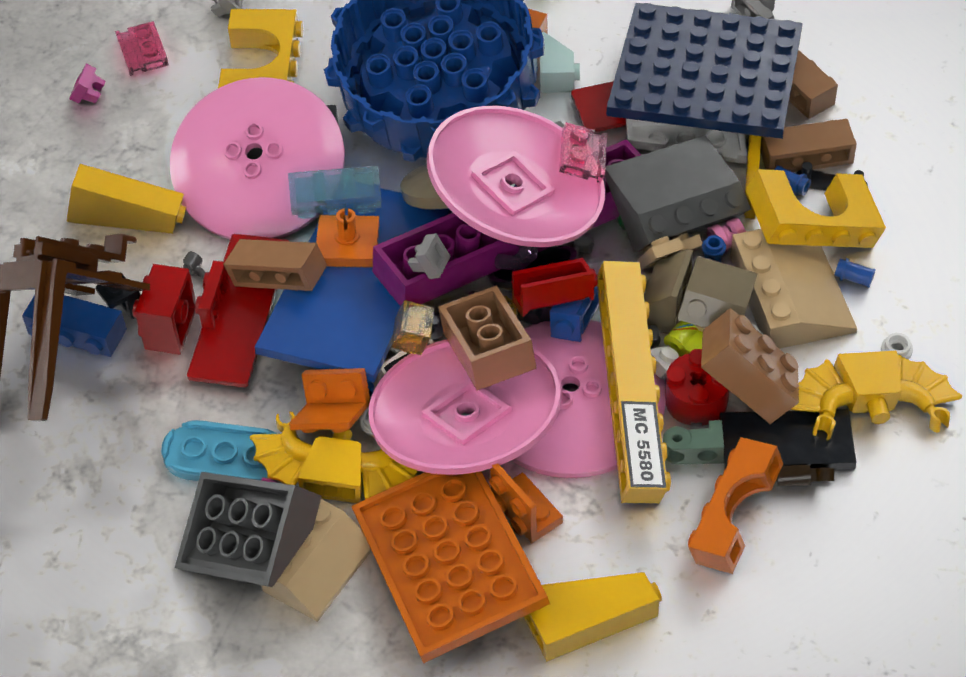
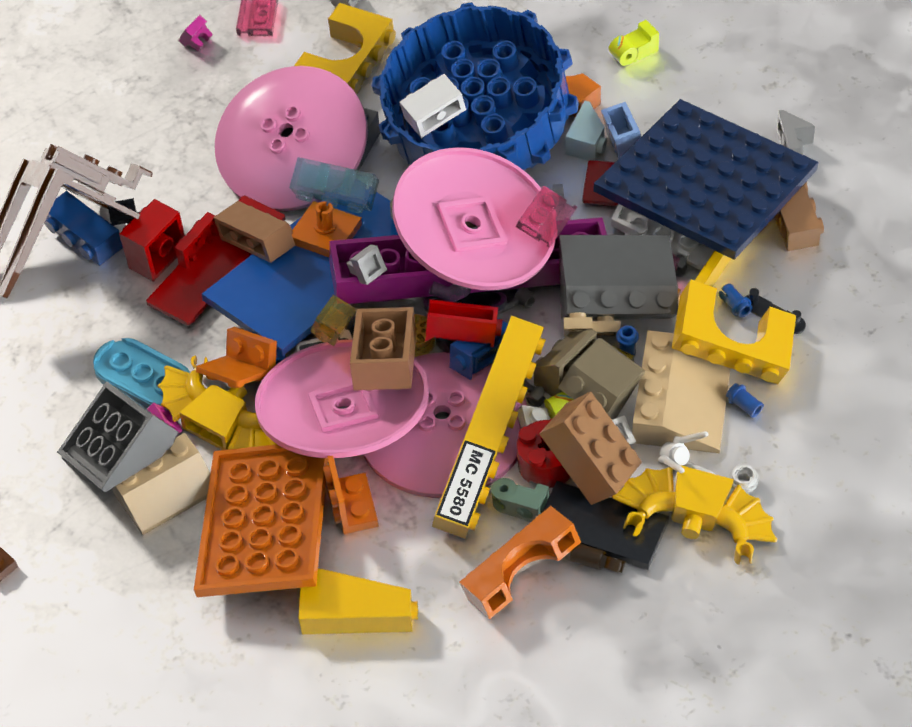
camera: 25 degrees right, 0 degrees up
(122, 202) = (168, 140): yellow slope -> none
(193, 262) = (199, 208): dark grey hand -> none
(410, 76) = (432, 105): none -> white brick
(594, 51) = (620, 127): none -> light blue piece
(726, 231) = (643, 325): bright pink wheel -> none
(819, 143) = (771, 274): medium nougat brick -> none
(825, 346) = (677, 454): none -> white plant

